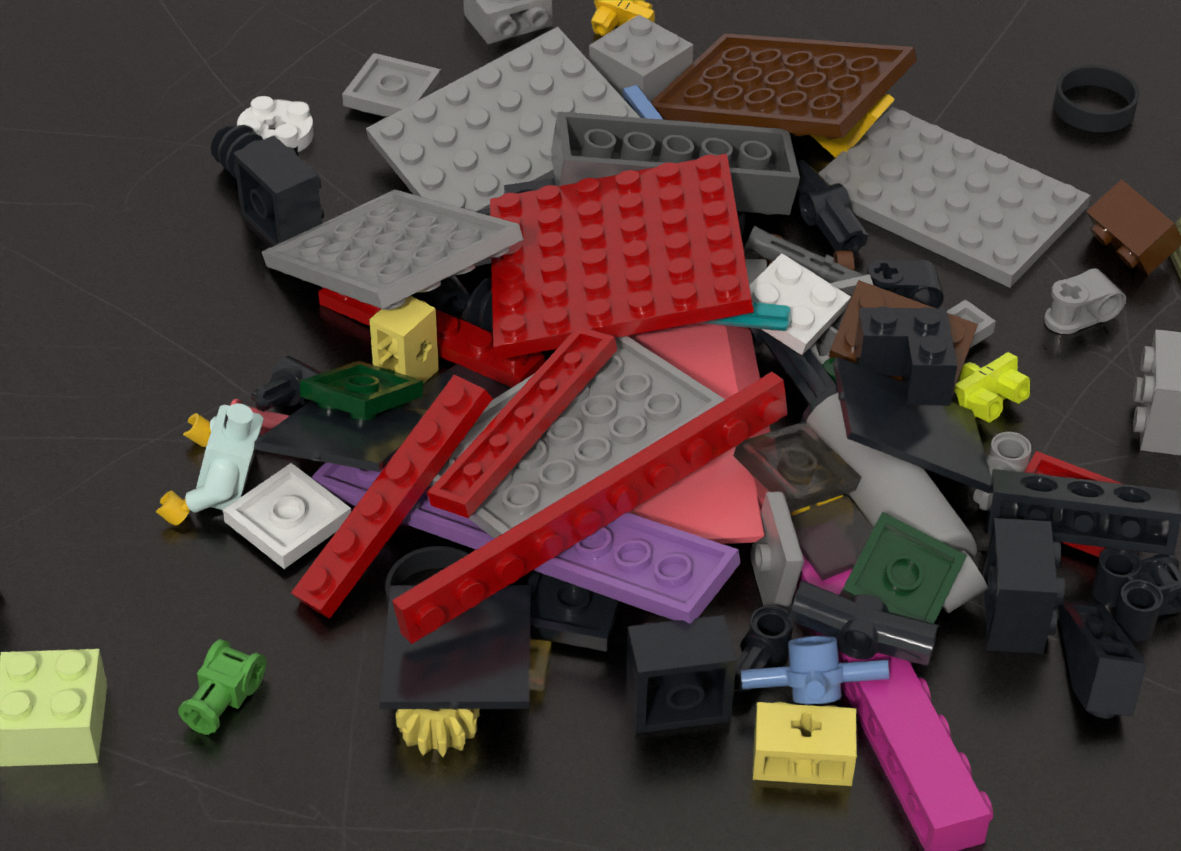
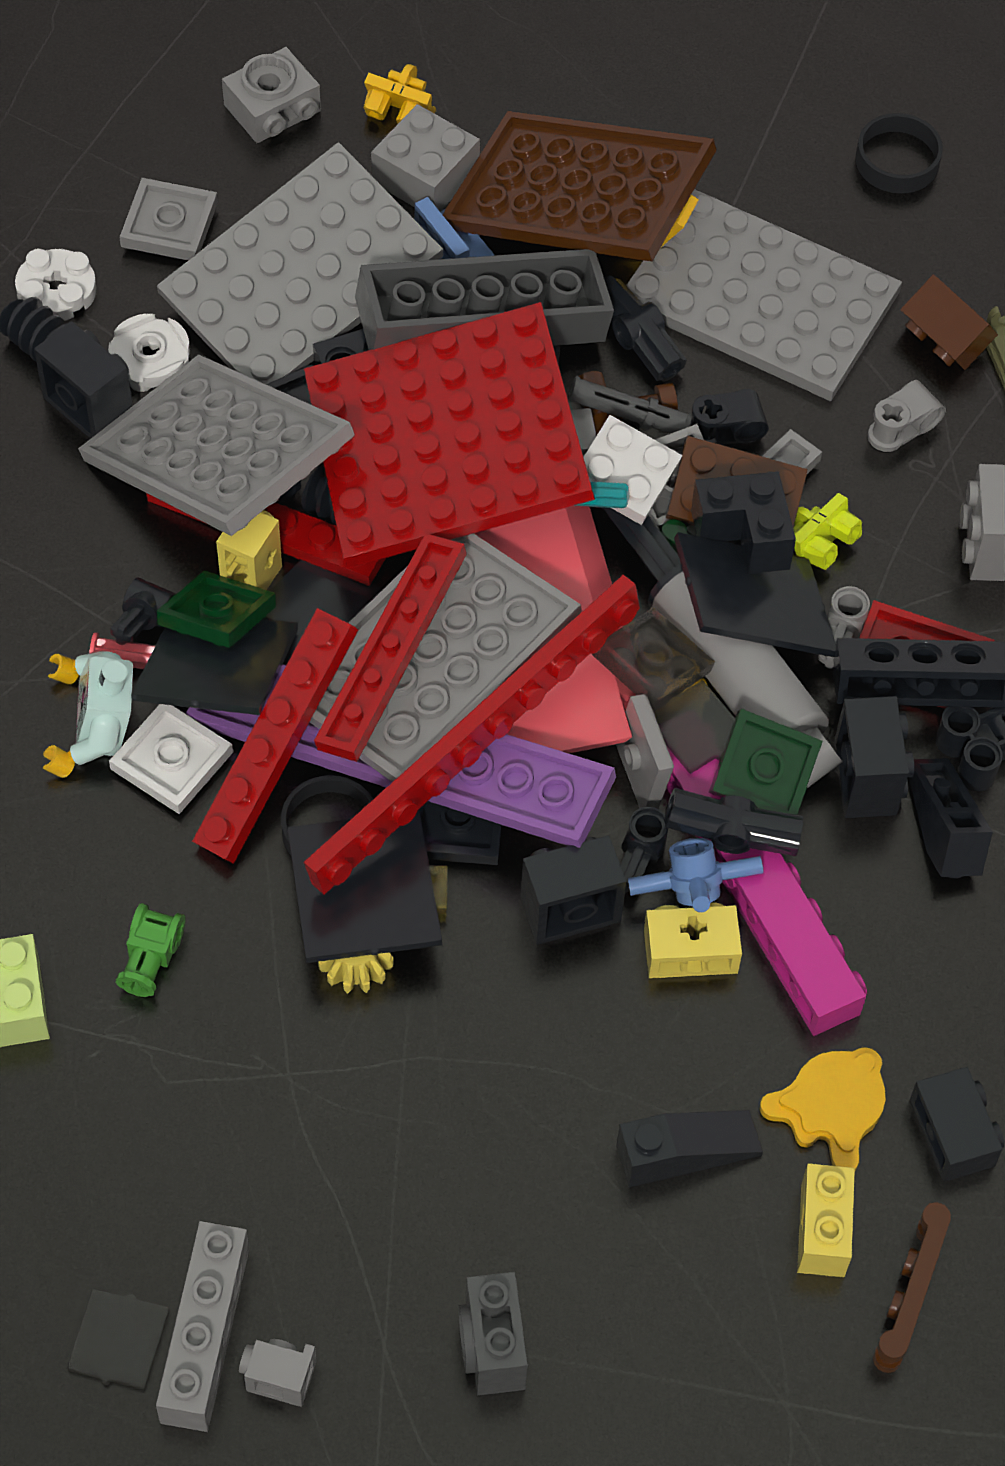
camera: 10 degrees left, 15 degrees up
(366, 179) = (144, 331): none -> white plate

